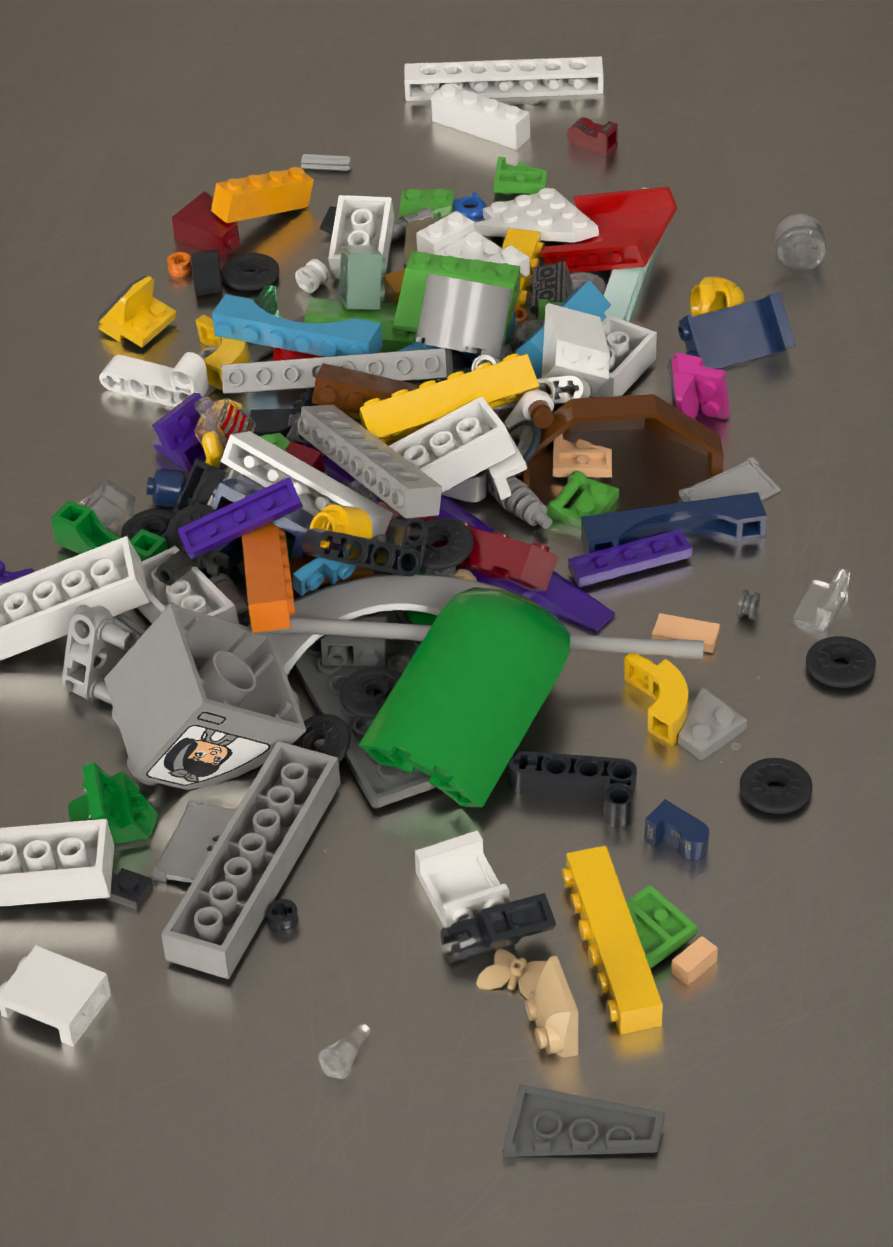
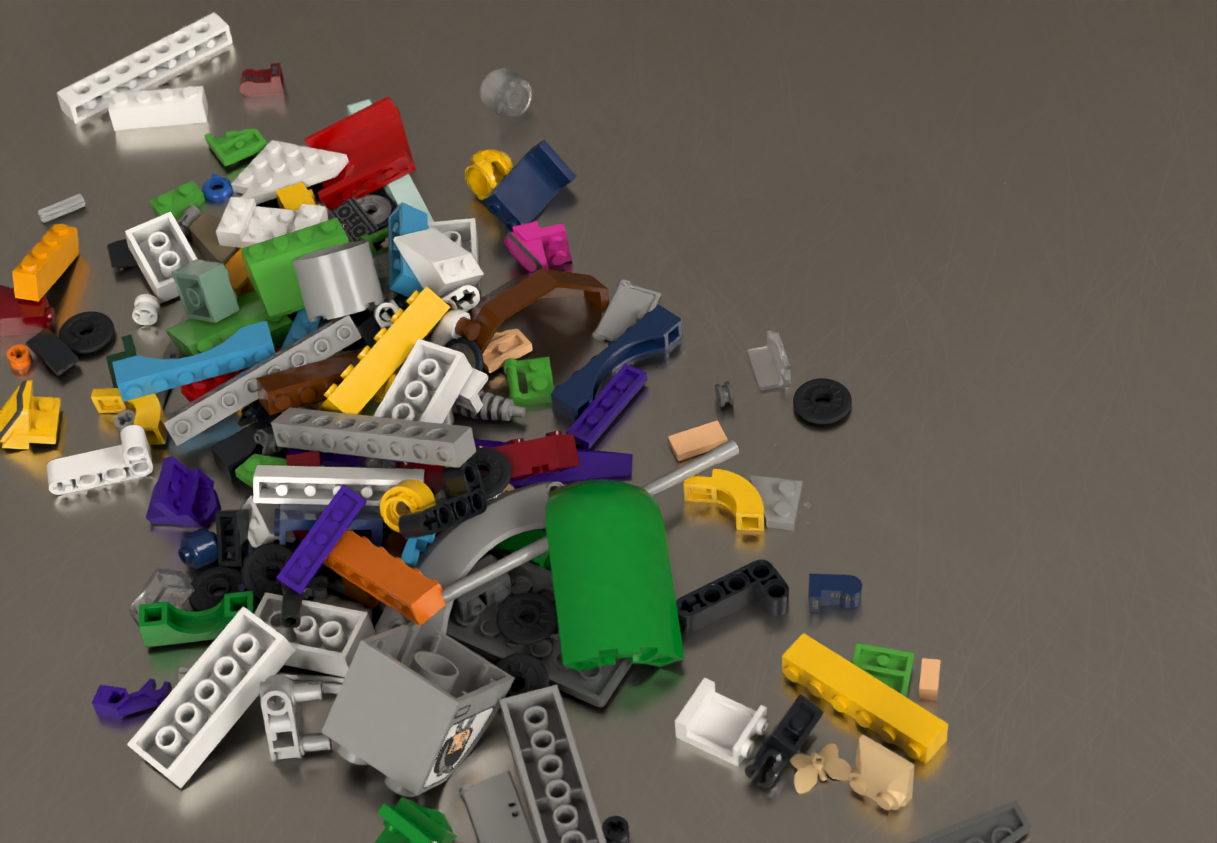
camera: 35 degrees left, 5 degrees up
(217, 423) = (215, 479): torso -> none
(777, 801) = (863, 532): black wheel -> none

